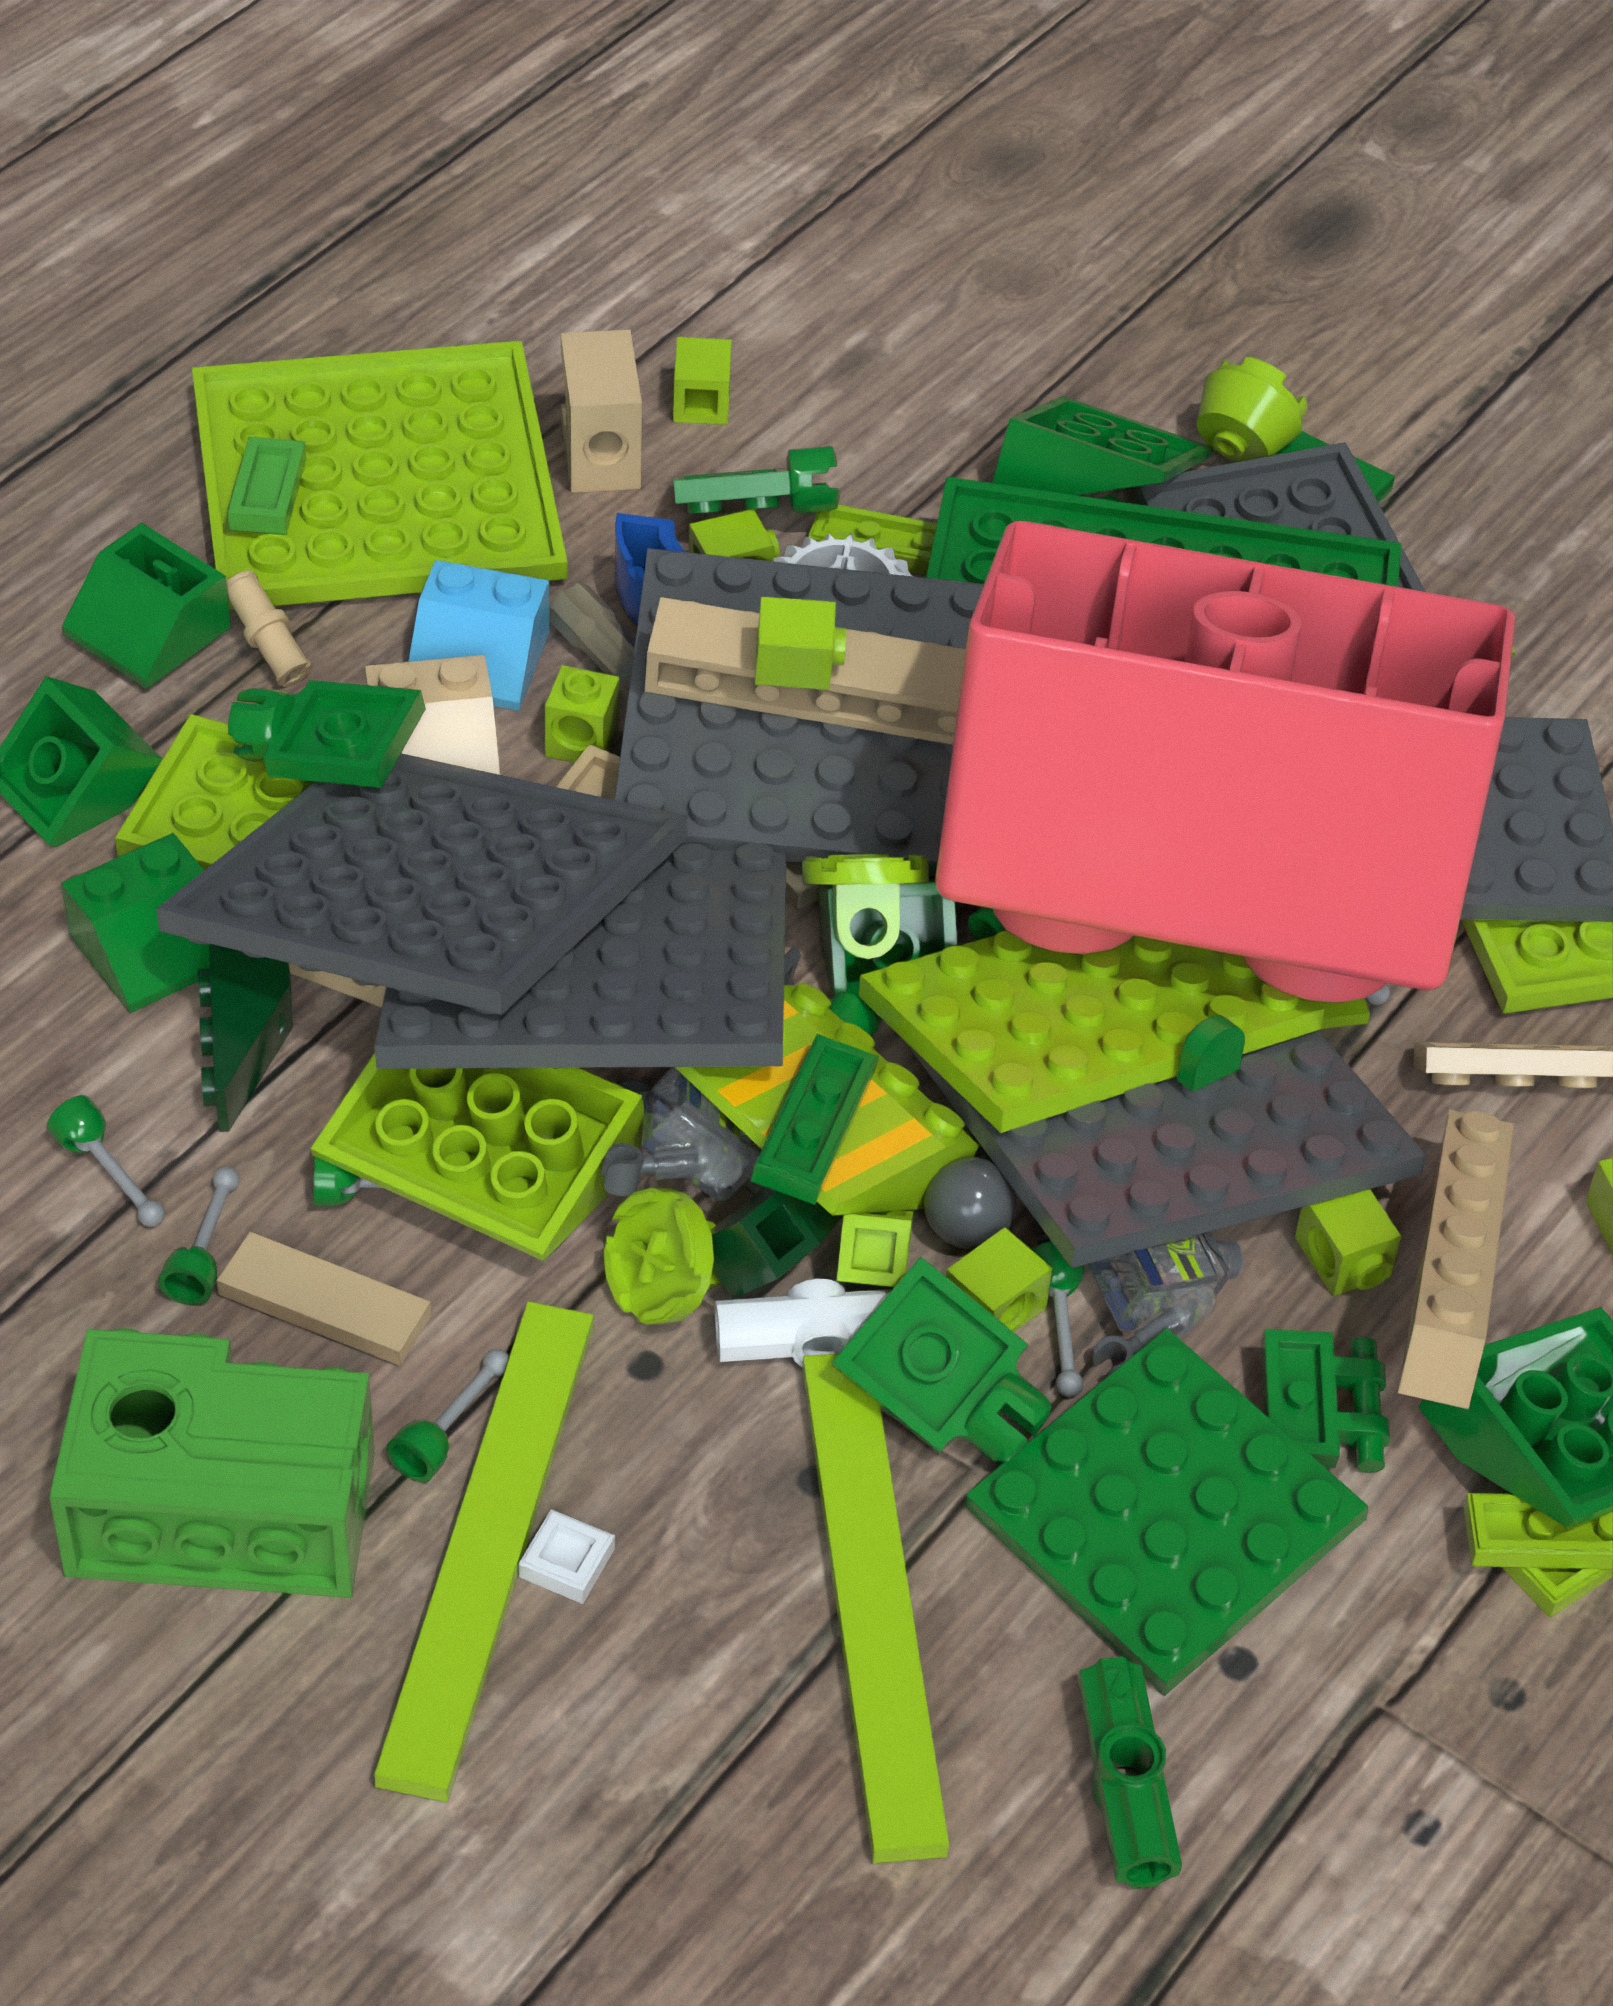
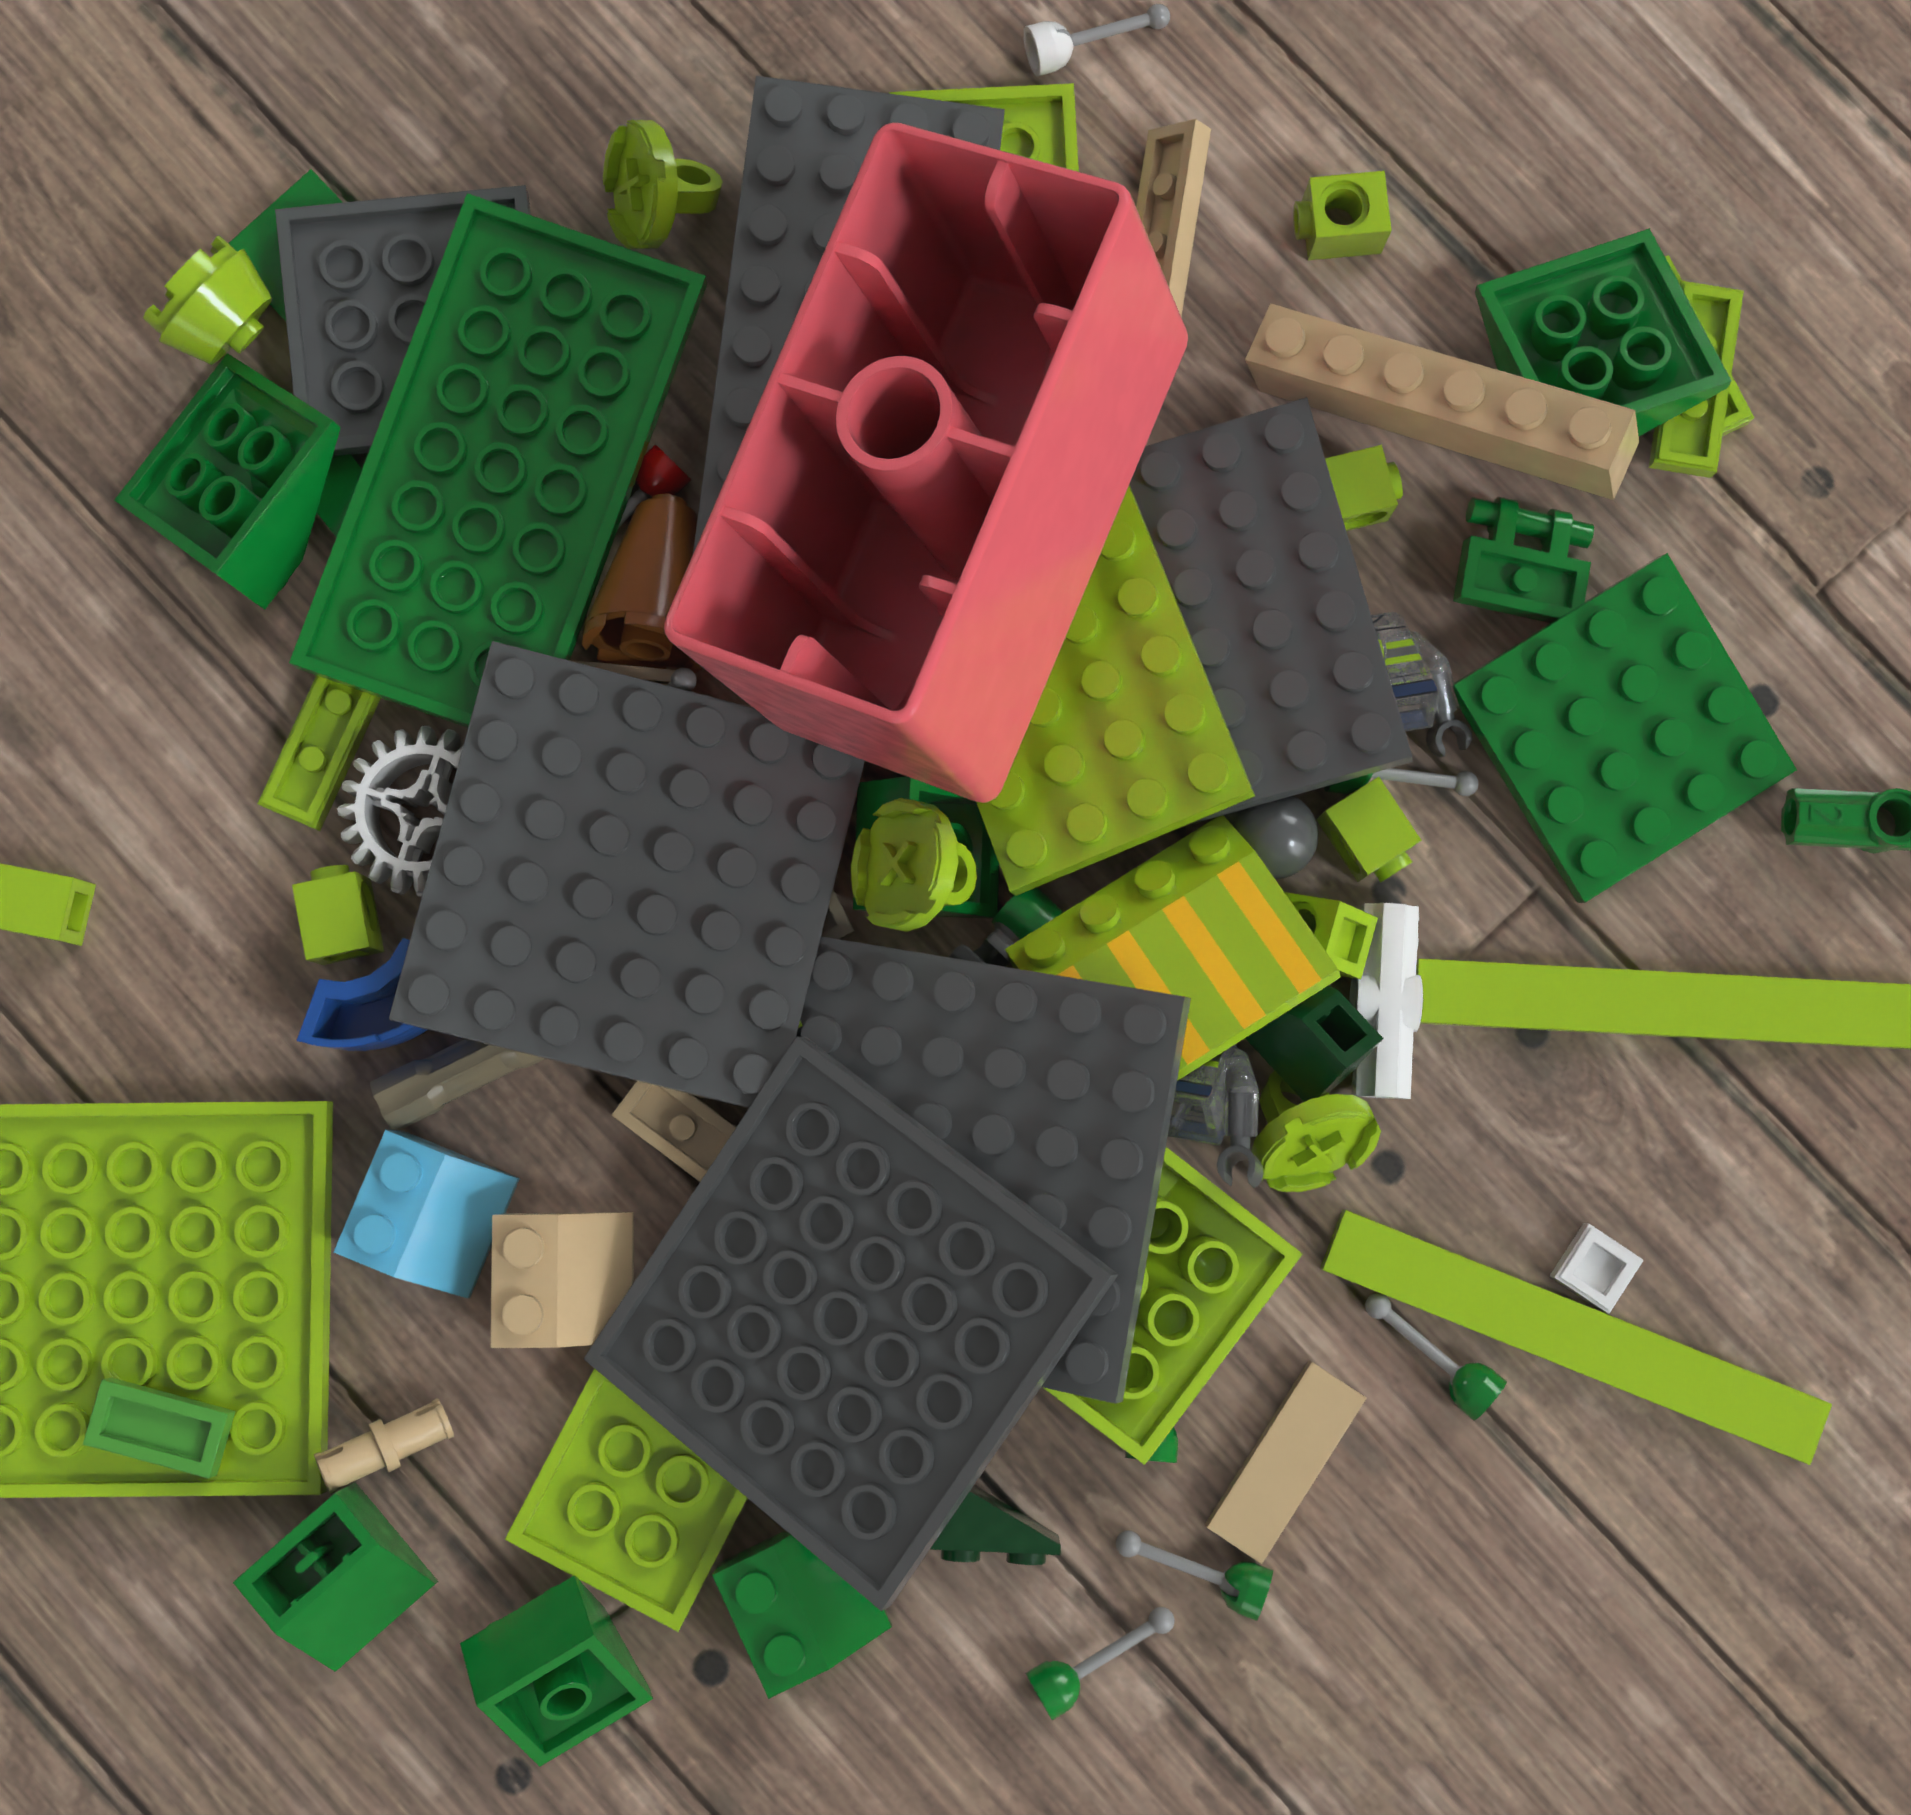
camera: 75 degrees left, 35 degrees up
(211, 1468) = (1517, 1592): bright green piece -> none
(326, 730) = (598, 1398): green plate -> none
(581, 713) = (569, 1117): lime brick -> none
(601, 411) = (98, 1031): tan piece -> none
(762, 487) = (245, 879): green plate -> none
(797, 643) = (639, 886): lime brick -> none
(815, 1119) = (1236, 973): green tile -> none
(882, 687) = (631, 853): tan brick -> none
(944, 1367) = (1476, 897): green plate -> none
(1210, 1052) = (1182, 572): green tile -> none

